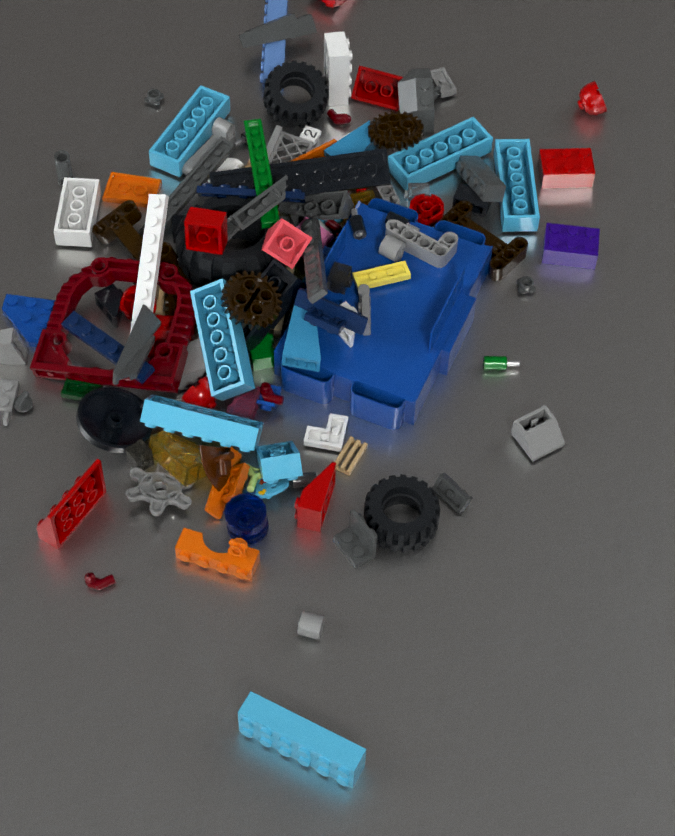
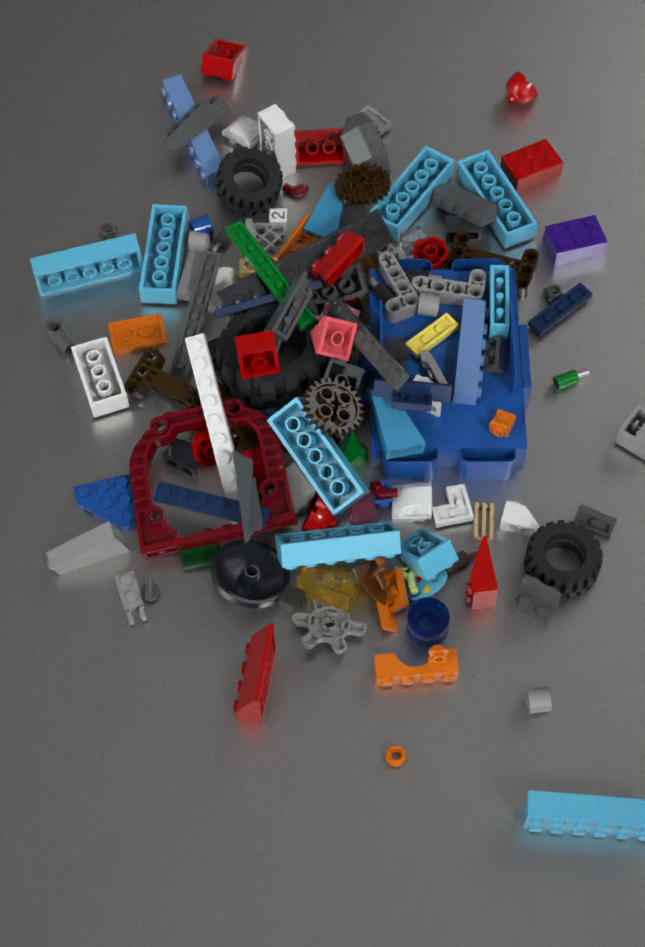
camera: 20 degrees left, 5 degrees up
(97, 583) = (317, 742): dark red arm -> none
(116, 116) = (87, 264): none -> medium azure brick
(158, 616) = (395, 750): none -> orange plate
(236, 118) = (202, 224): none -> blue piece
(293, 415) = (412, 503): none -> white slope
(313, 54) = (243, 131): none -> white slope
(329, 180) = (338, 258): none -> red slope
(368, 241) = (396, 280): none -> light grey beam
(378, 463) = (518, 519): none -> white slope
(403, 372) = (502, 423): none -> orange bracket
(407, 301) = (469, 352): none -> medium blue brick
(429, 313) = (495, 355): none -> dark grey slope
(463, 255) = (499, 301): none -> medium azure brick
(523, 300) = (560, 309): none -> dark blue plate

